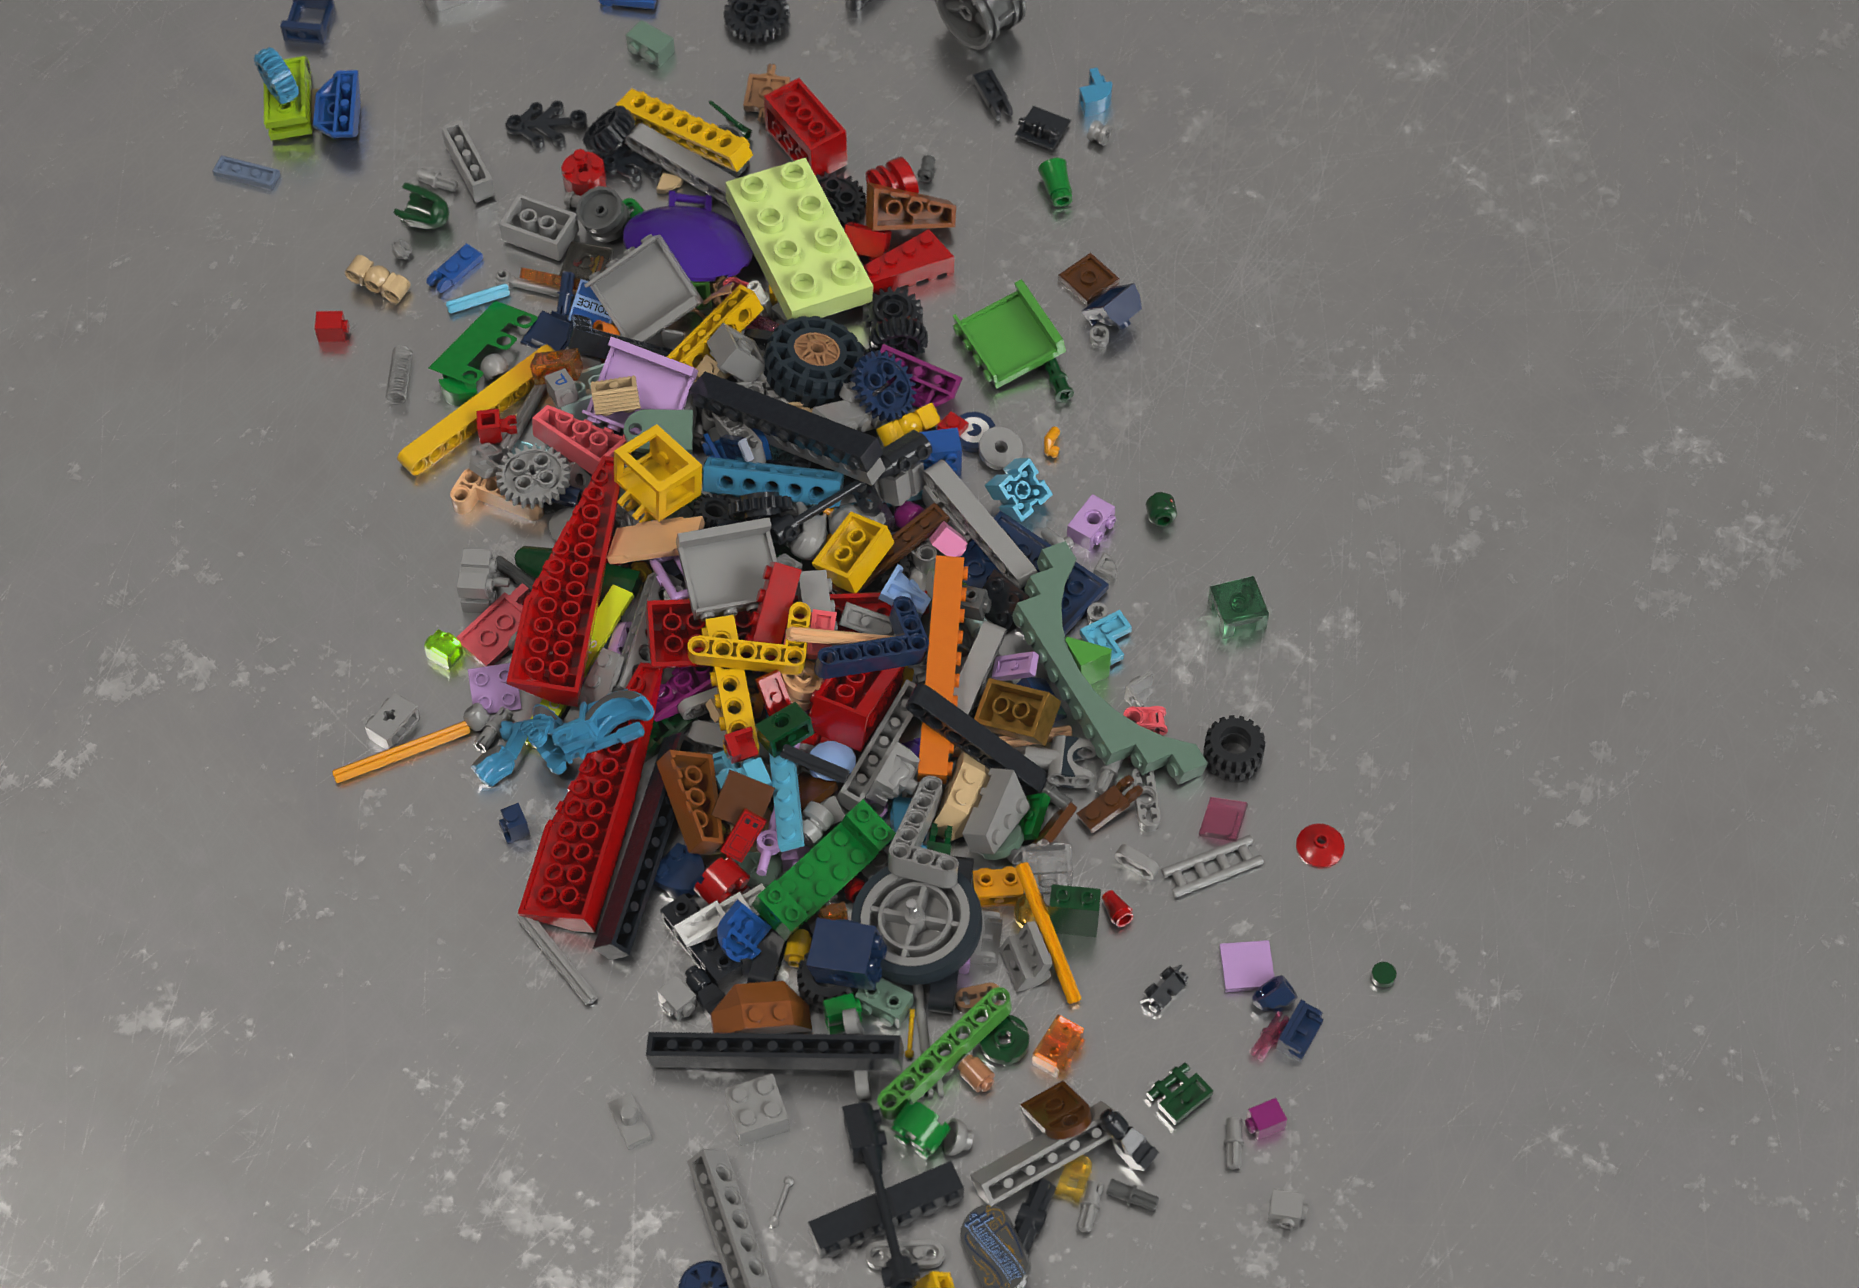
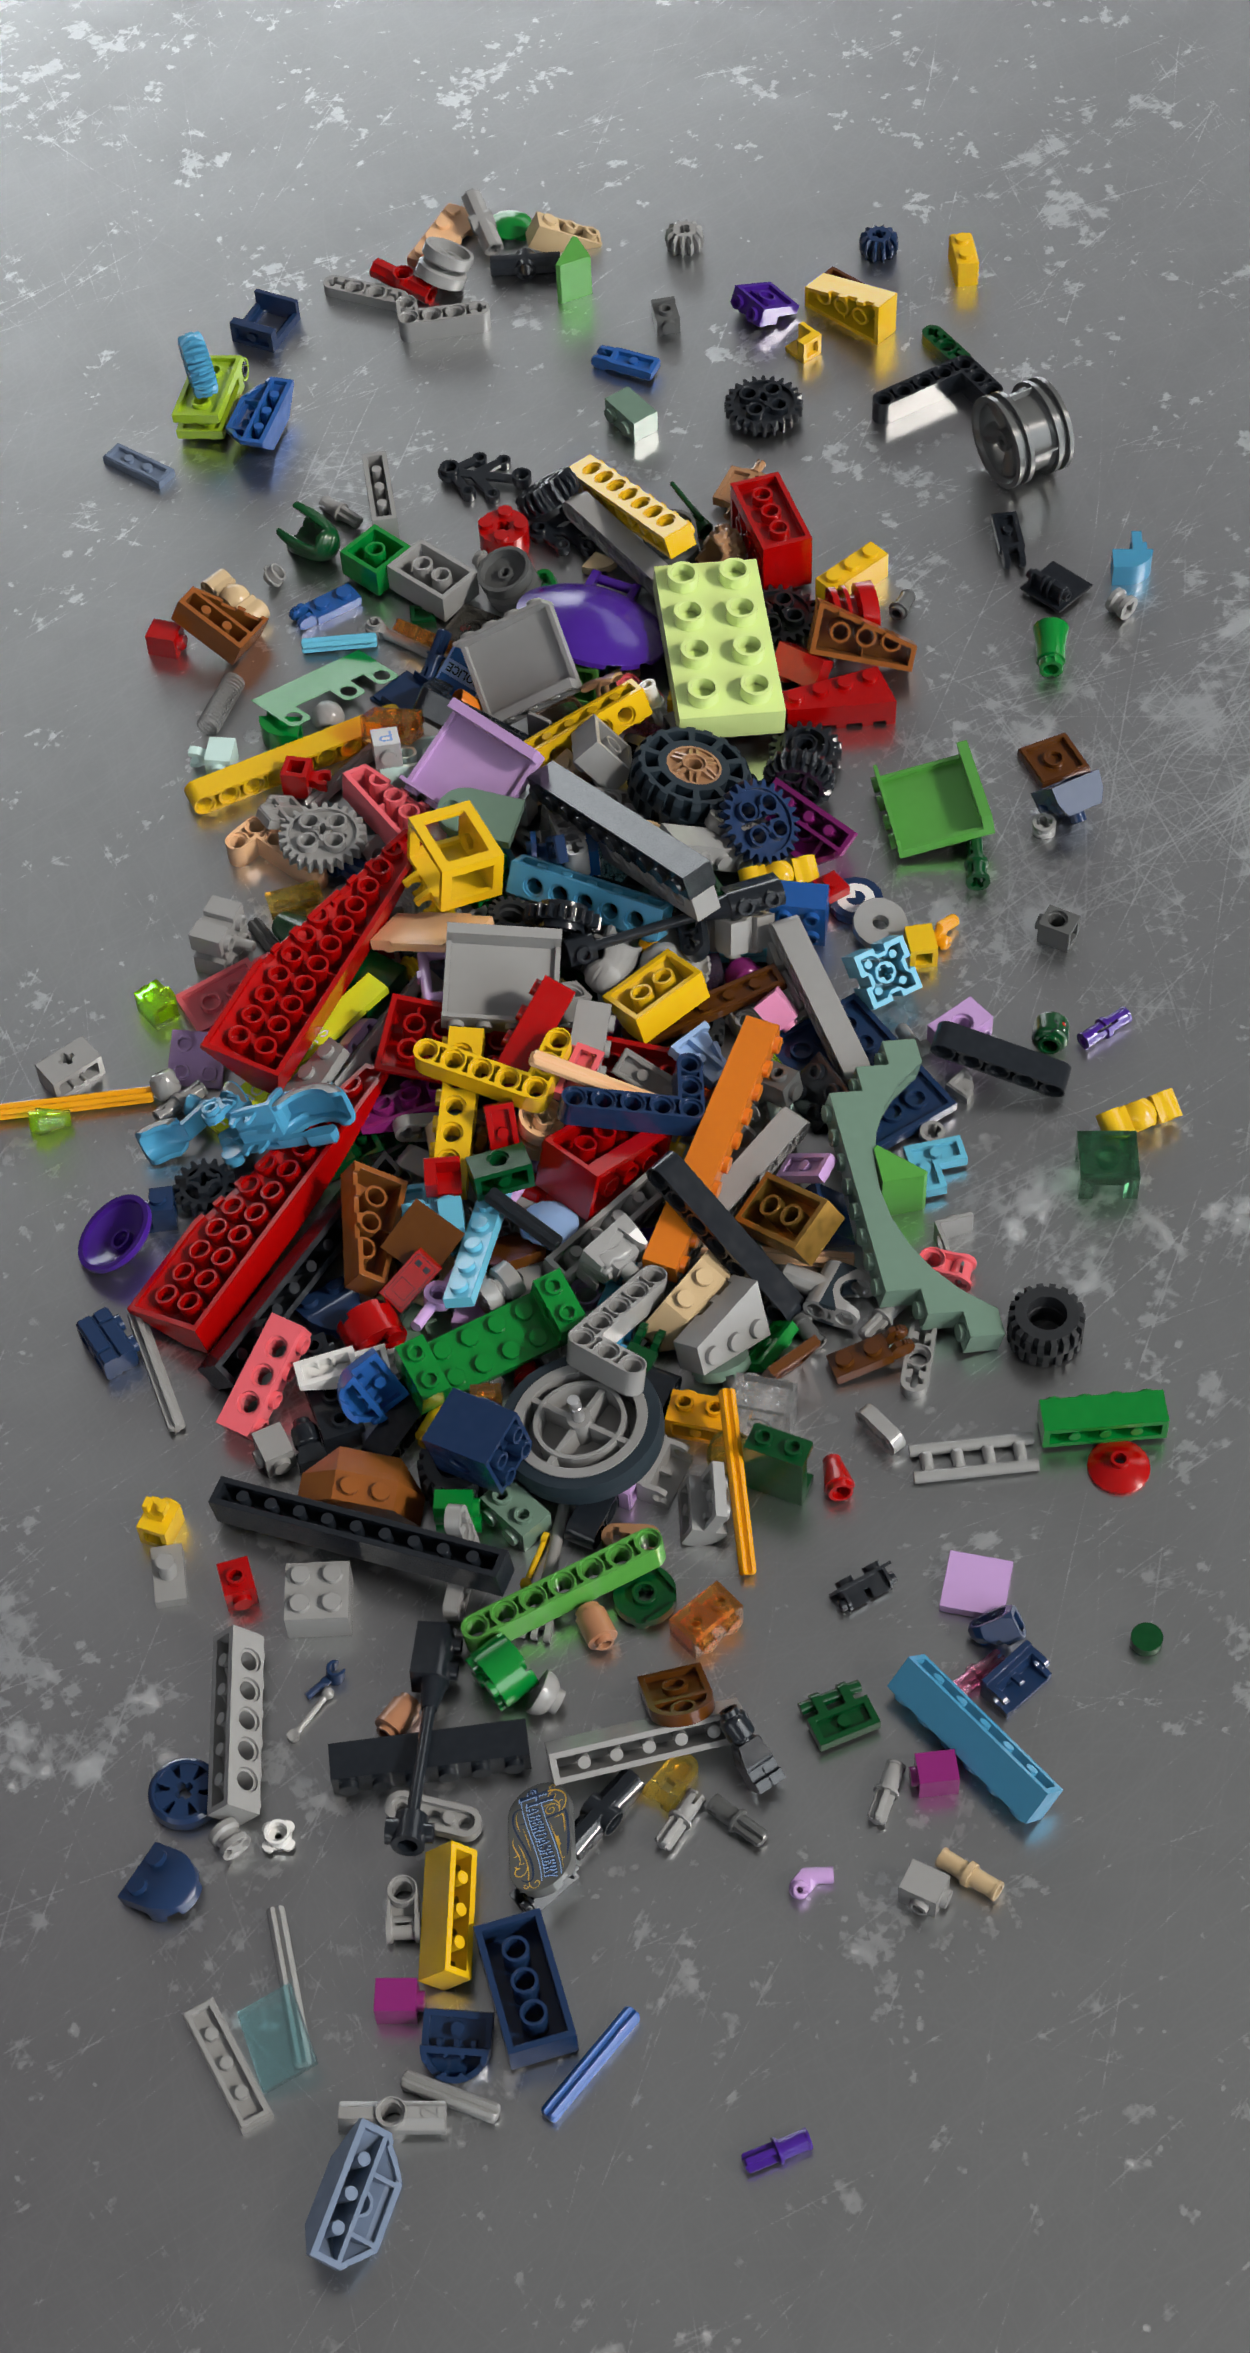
camera: 20 degrees right, 5 degrees down
(374, 306) = (218, 625): none -> dark orange wedge
(390, 770) = (48, 1120): none -> clear neon green cone
(415, 422) = (219, 754): none -> light aqua brick
(481, 218) = (368, 556): none -> green brick
(485, 853) = (115, 1234): none -> dark purple dish
(511, 944) = (108, 1343): none -> dark blue brick
(528, 532) = (295, 899): none -> clear yellow wing
(538, 262) = (421, 617): none -> dark green tile
(548, 787) = (202, 1186): none -> black gear
(608, 1080) = (160, 1521): none -> yellow brick
(615, 395) = (440, 765): tan brick -> none
(652, 904) = (263, 1360): none -> coral brick
(688, 1113) = (237, 1583): none -> red brick
(768, 151) = (722, 544): none -> medium nougat piece
(785, 1168) = (329, 1679): none -> dark blue hand
(850, 1185) = (398, 1715): none -> nougat brick
(882, 148) = (864, 564): none -> yellow brick
(1040, 456) = (921, 945): none -> yellow brick
(1132, 540) = (1001, 1059): none -> black beam
(1145, 419) = (1057, 928): none -> dark grey brick
(1198, 1224) = (808, 1878): none -> lavender arm
(1199, 494) = (1091, 1035): none -> dark purple pin
(1223, 819) = (1005, 1405): clear pink piece -> none
(1250, 560) = (1141, 1113): none -> yellow piece
(1287, 1084) = (976, 1739): none -> dark azure brick
(1299, 811) = (1102, 1418): none -> green brick
(1314, 1188) = (969, 1874): none -> tan pin

